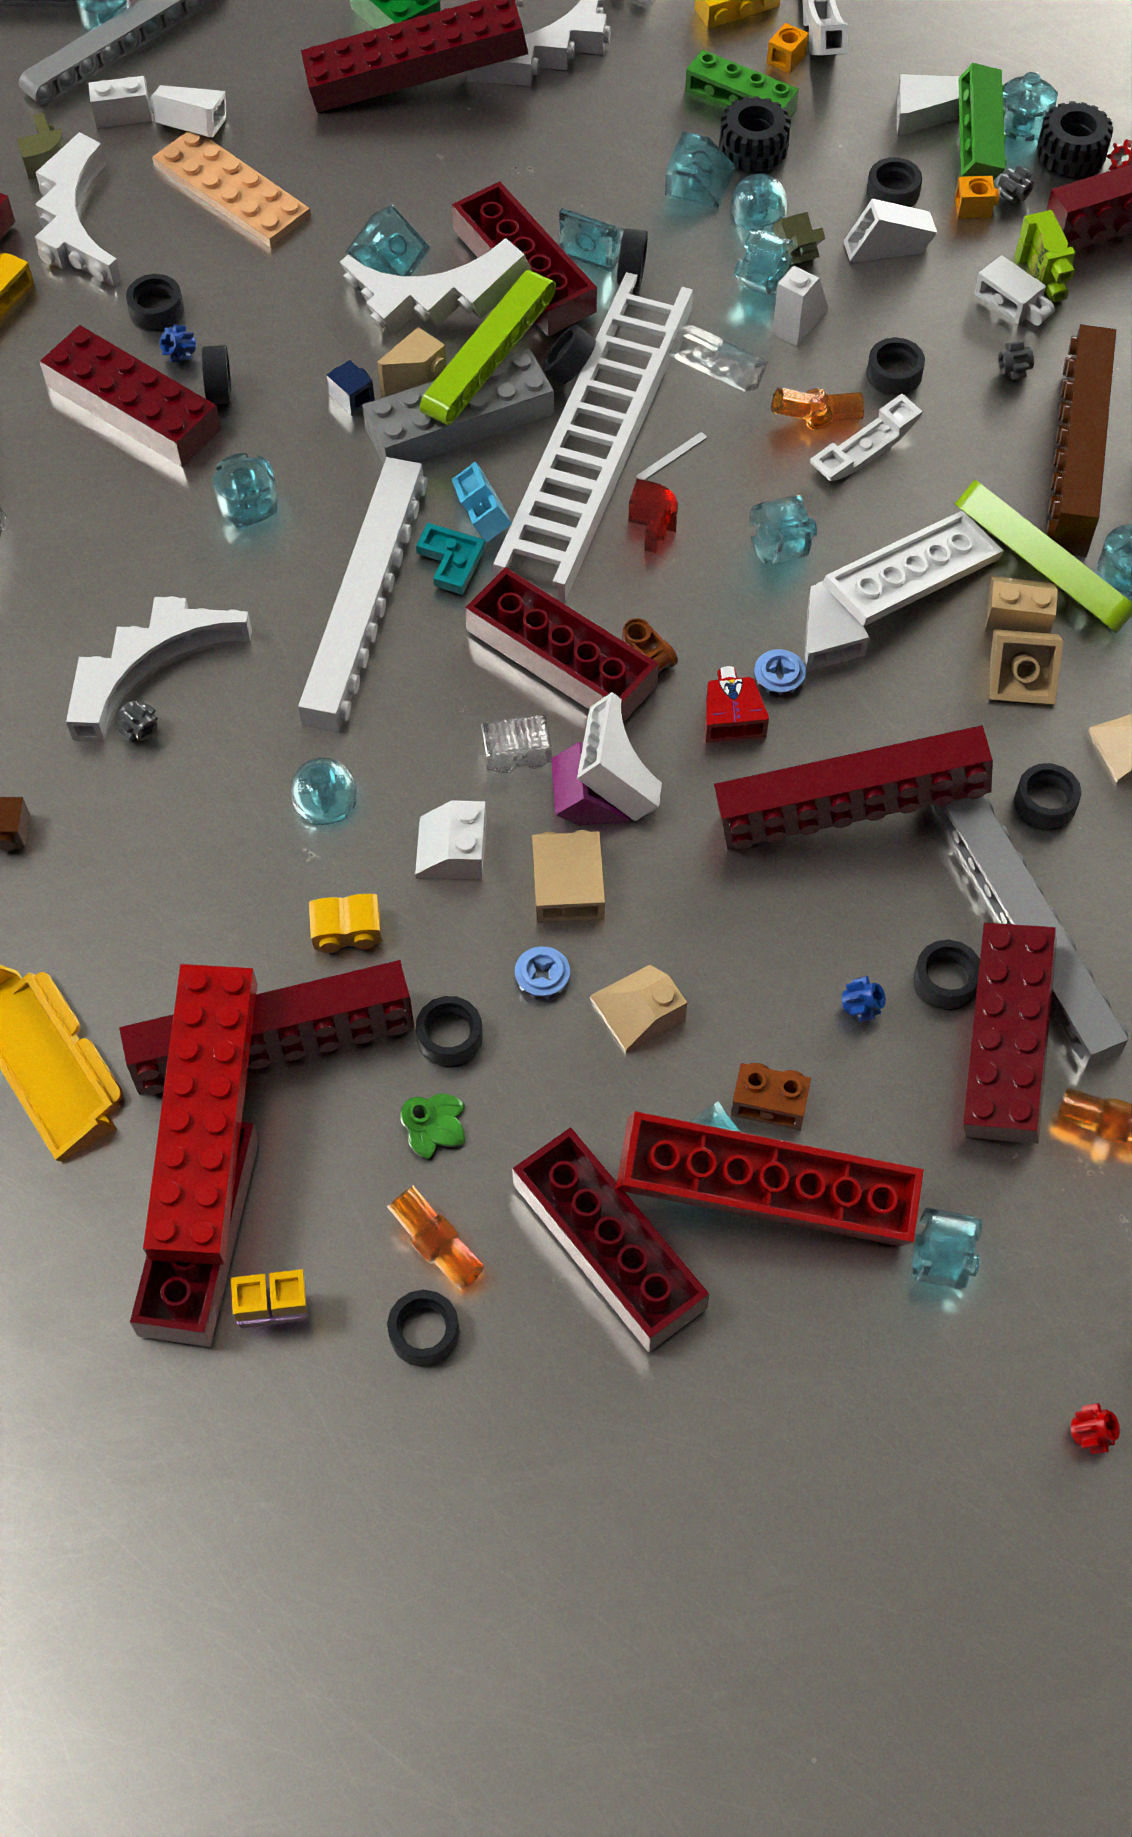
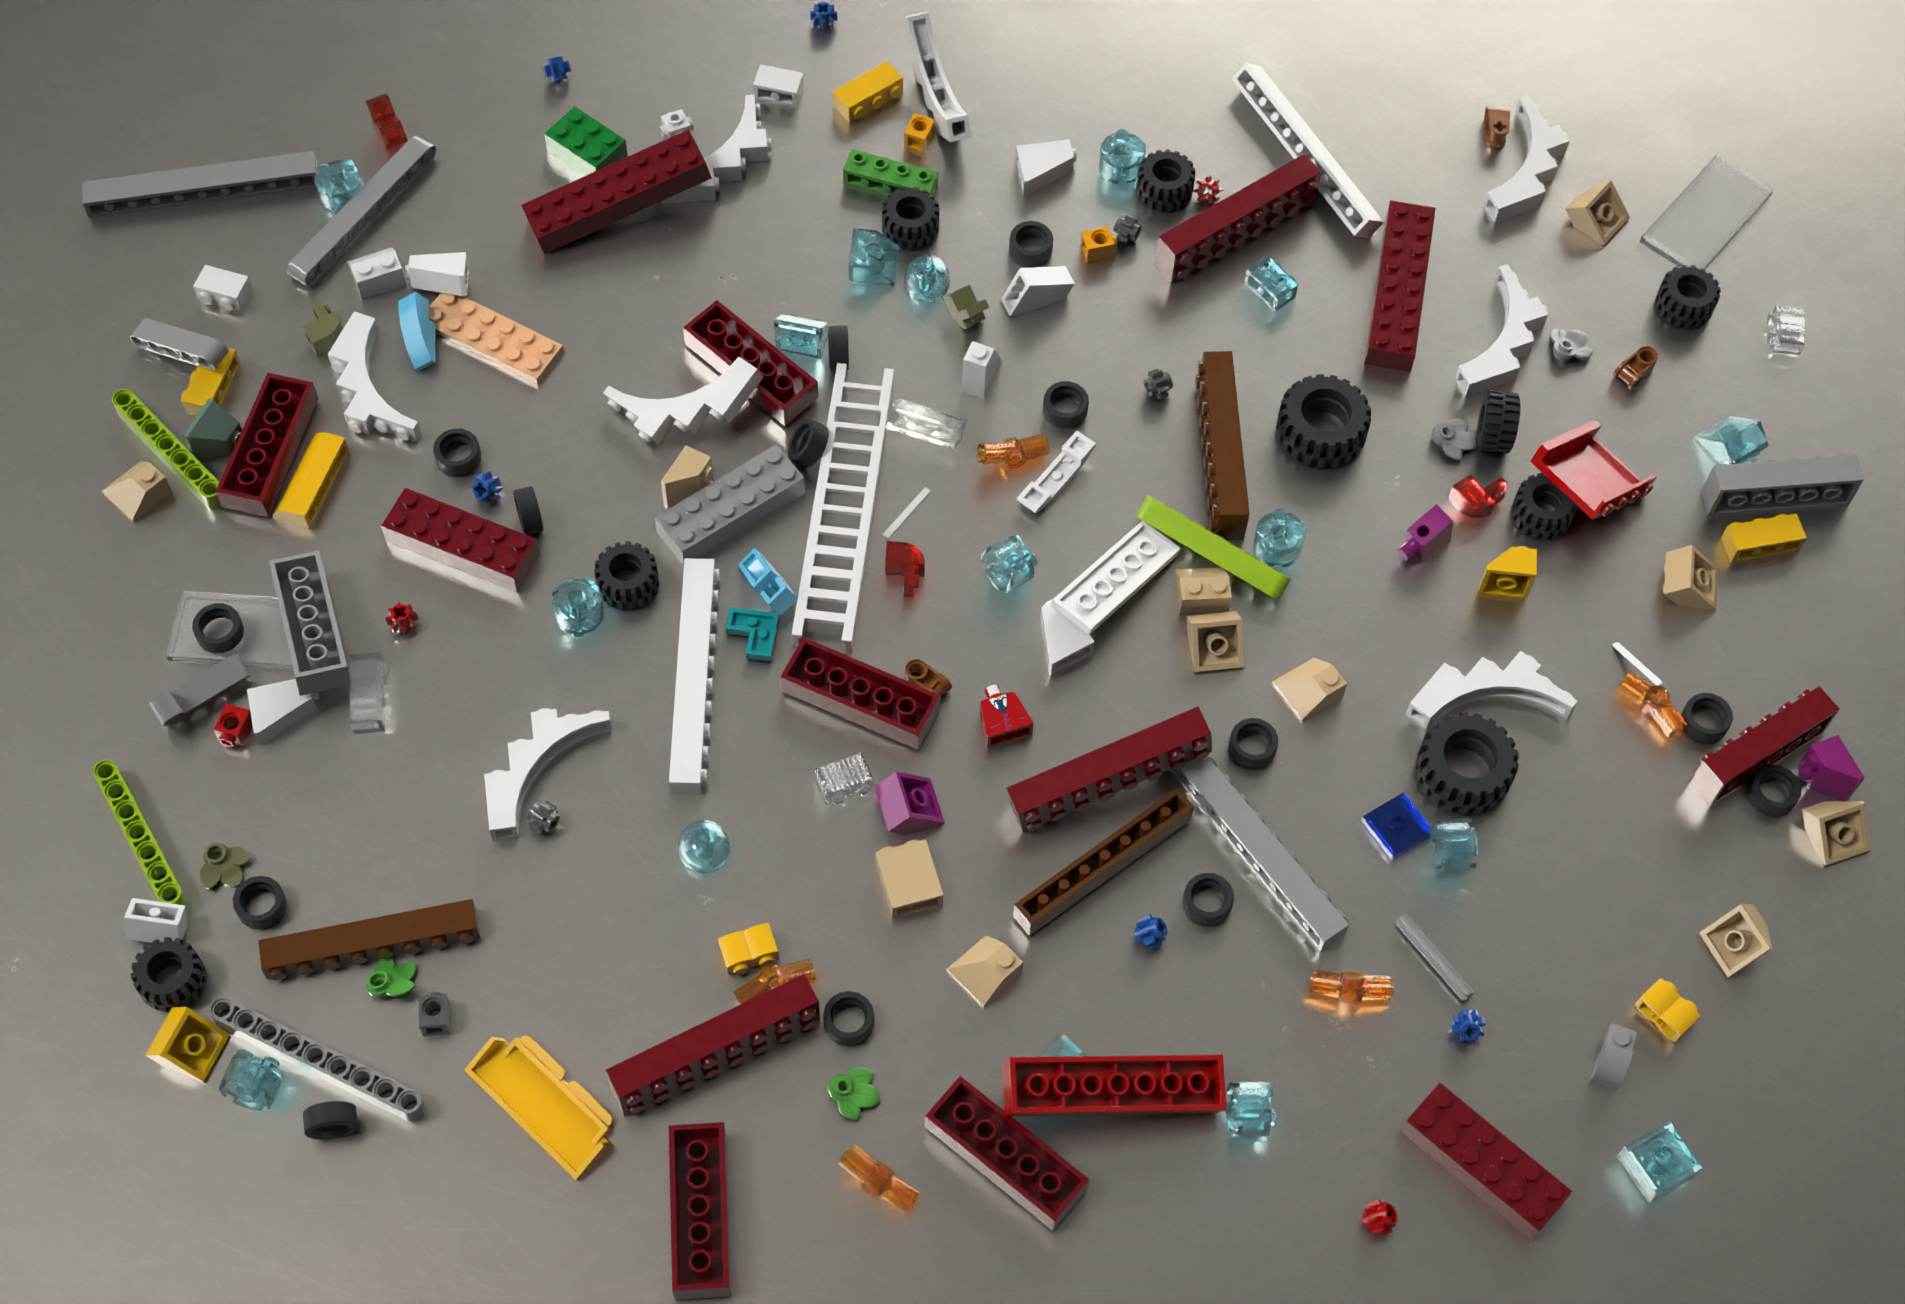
camera: 15 degrees left, 0 degrees up
(36, 469) = (401, 618): none -> red gear
(146, 164) = (417, 330): none -> medium azure slope
(201, 1115) = (688, 1124): red brick -> none
(260, 1306) = (777, 1253): yellow hips -> none
(308, 448) = (621, 559): none -> black tyre
(350, 387) = (638, 500): dark blue brick -> none
(389, 244) = (636, 369): clear light blue slope -> none
(408, 956) = (783, 973): none -> clear orange piece
(418, 1300) = (870, 1232): black tyre -> none
(452, 841) = (813, 868): white slope -> none
(487, 347) = (745, 452): lime beam -> none
(542, 958) = (905, 947): light blue gear -> none
(612, 766) = (922, 783): white arch -> none
(764, 261) = (945, 334): clear light blue brick -> none
(770, 1095) = (1099, 1019): dark orange brick -> none
(791, 666) = (1037, 672): light blue gear -> none
(820, 901) = (1103, 861): none -> reddish brown brick
(982, 121) = (1090, 180): bright green brick -> none
(1010, 1033) = (1263, 937): dark red brick -> none
(1013, 292) = (1144, 324): white brick -> none
(1046, 253) = (1165, 289): lime hips -> none

